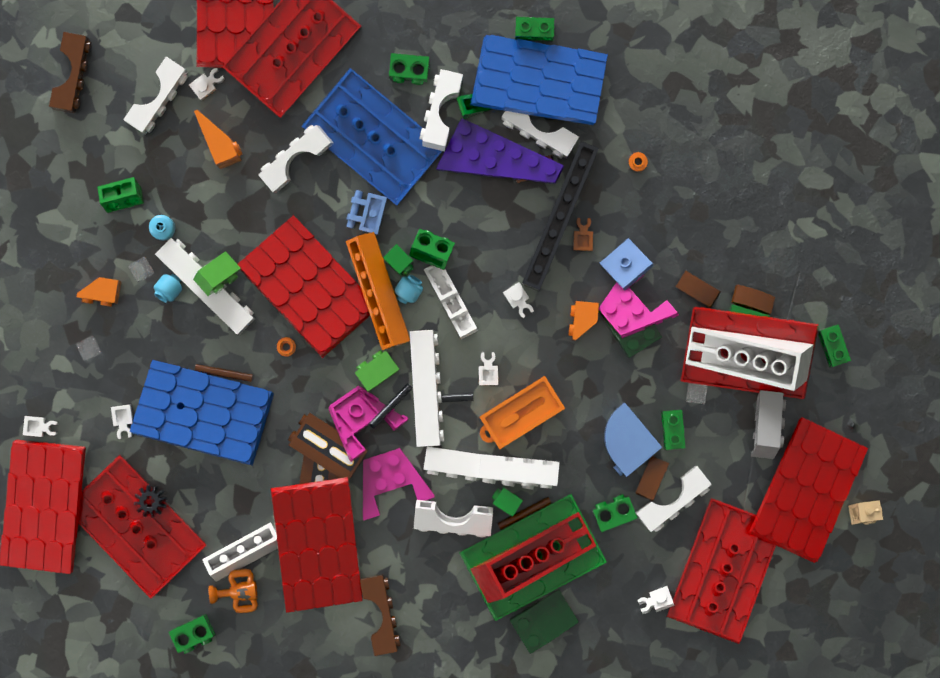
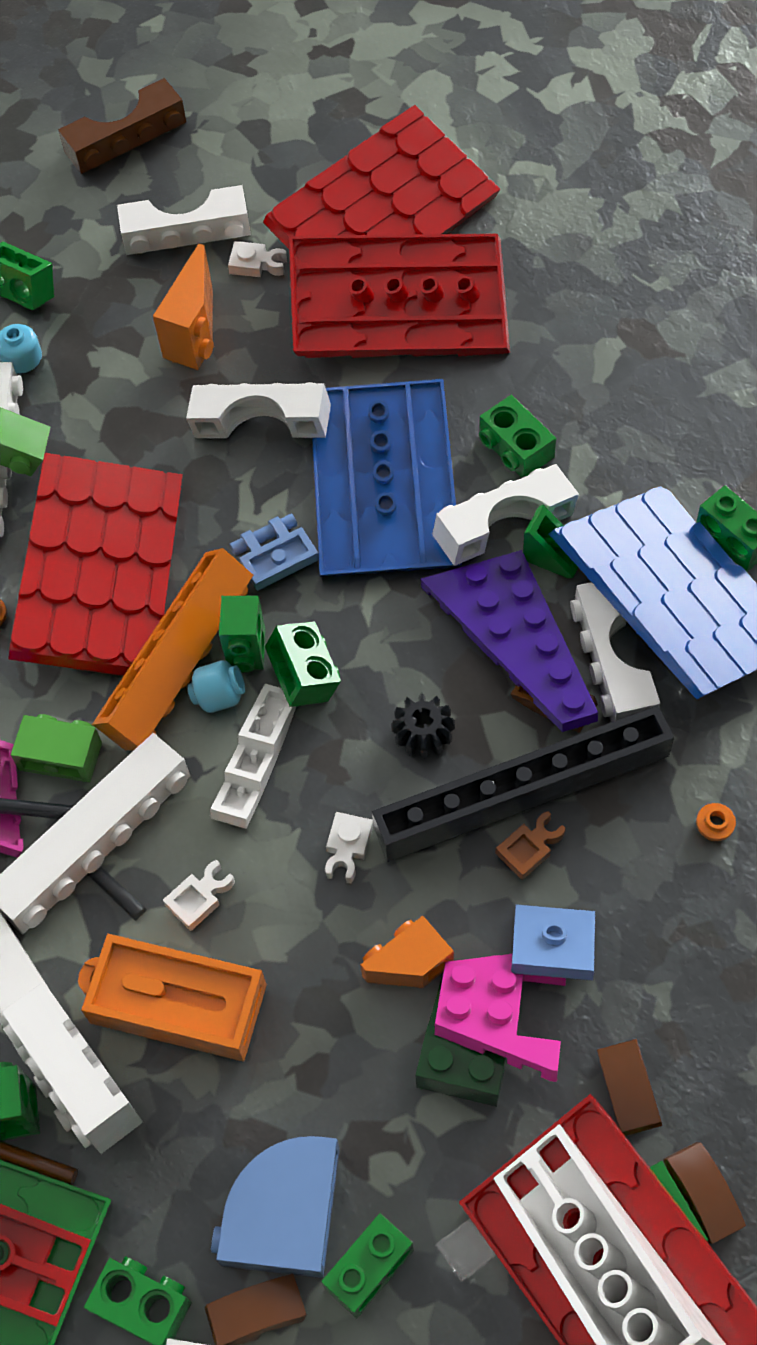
camera: 45 degrees right, 25 degrees down
(496, 234) = (423, 713): none -> black gear

